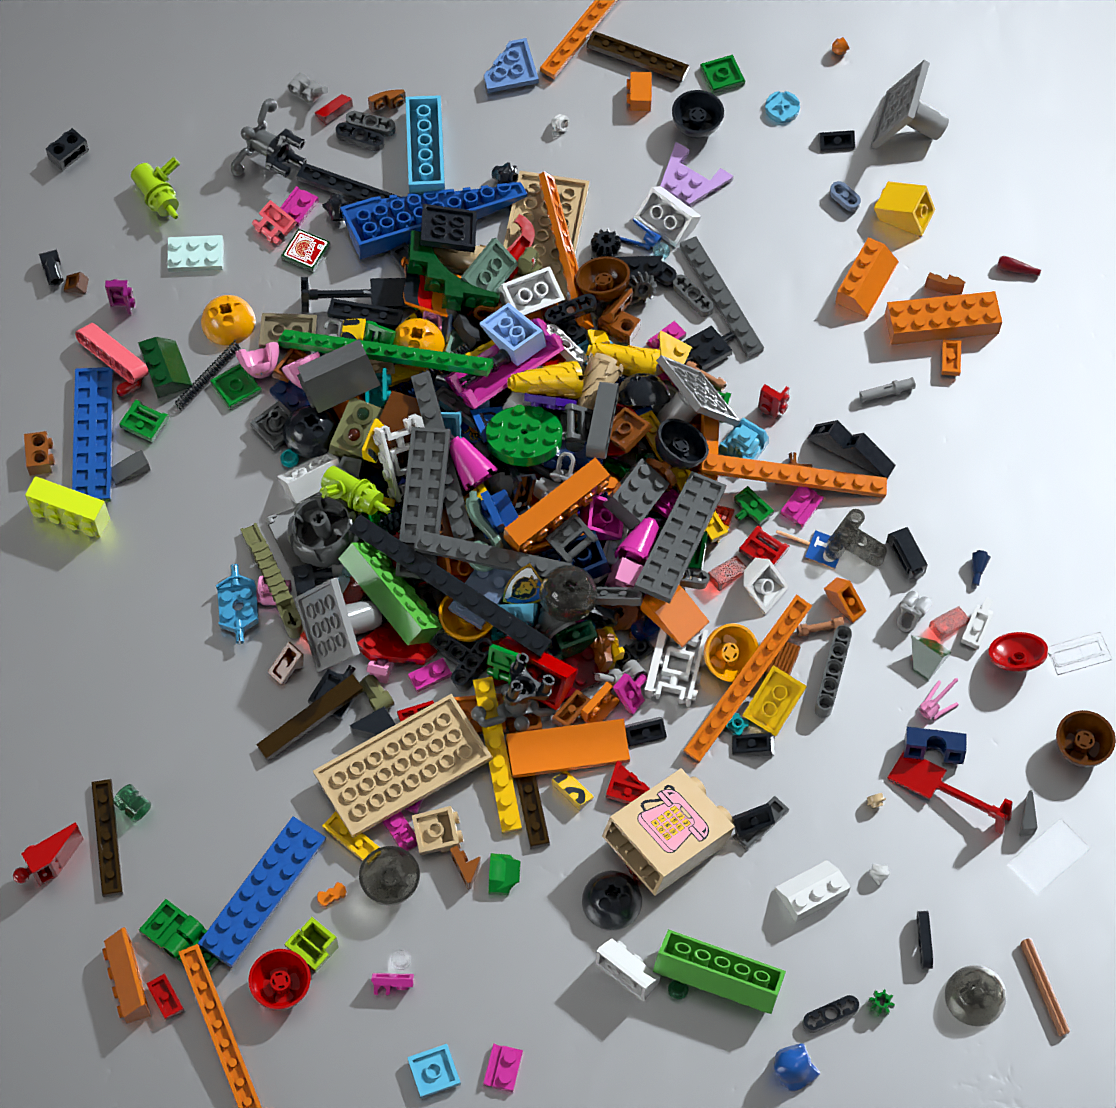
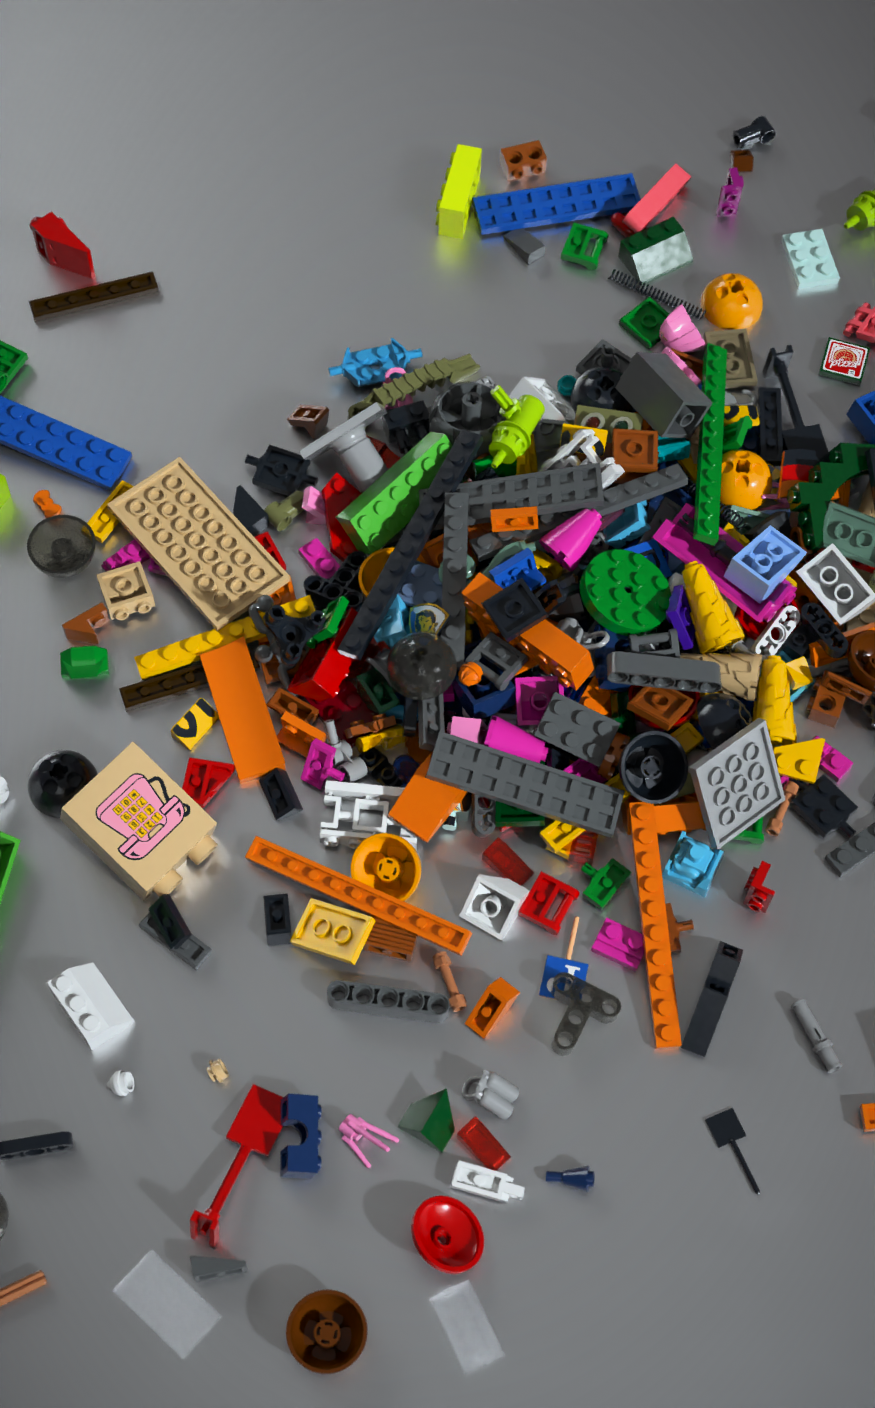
camera: 80 degrees right, 0 degrees up
(129, 801) = (128, 309): clear green wheel -> none
(310, 717) = (247, 448): dark brown tile -> none
(391, 405) = (635, 450): none -> dark orange plate
(449, 495) = (514, 519): none -> orange plate
(549, 504) = (514, 610): none -> black plate
(580, 559) = (470, 674): none -> orange plate
(738, 730) = (296, 900): teal plate -> none
(908, 552) = (573, 1081): black window -> none
(950, 463) = (727, 1129): none -> black piece

